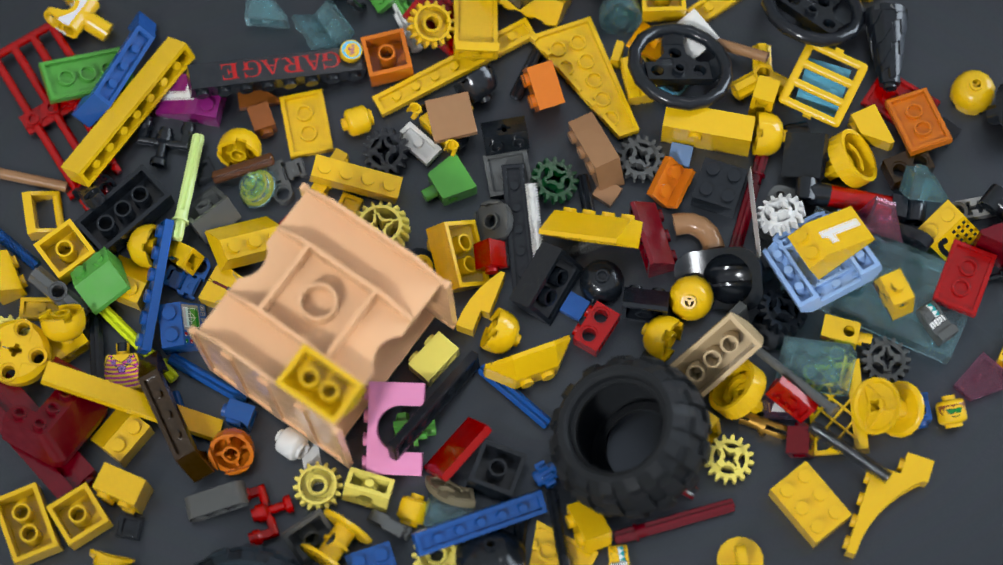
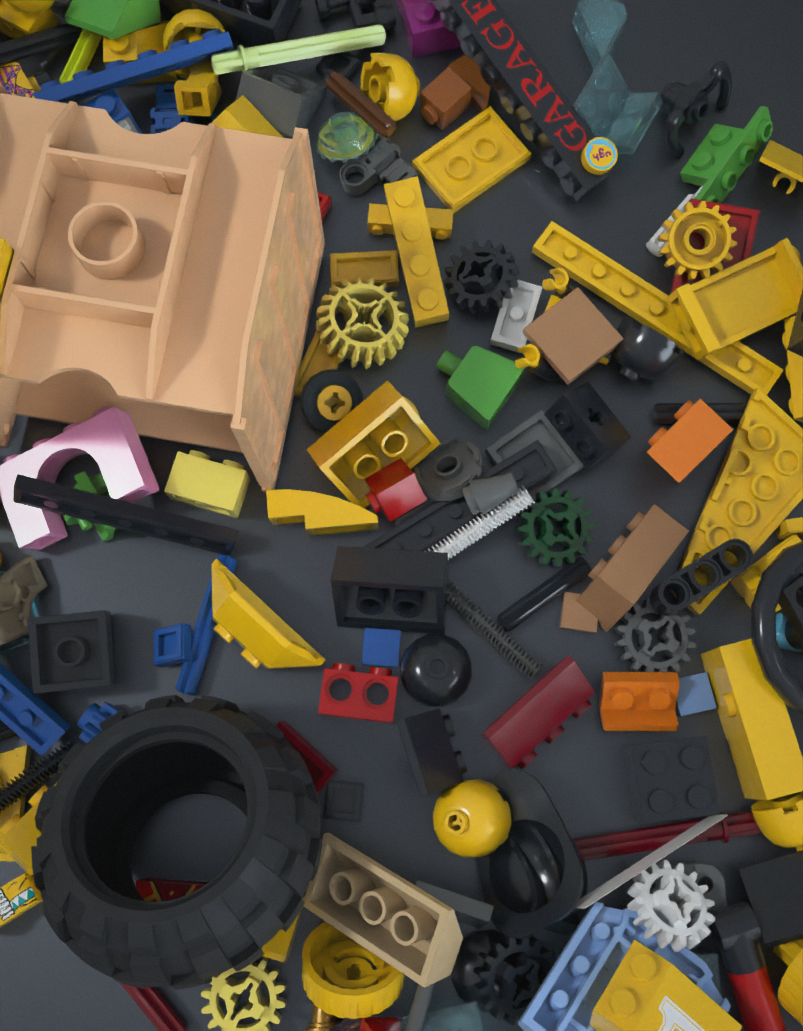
camera: 60 degrees right, 5 degrees up
(357, 120) = (506, 218): yellow head -> none
(387, 57) = (619, 210): orange brick -> none
(457, 449) = (80, 580): red tile -> none
(501, 333) = (286, 560): yellow cylinder -> none
(518, 418) = (172, 645): none -> blue tile
(520, 202) = (489, 492): none -> dark grey cone
(593, 228) = (500, 620): yellow slope -> none
(617, 108) = (712, 565): none -> black beam
(661, 335) = (388, 800): yellow cylinder -> none
(699, 227) = (591, 780): medium nougat cylinder -> none

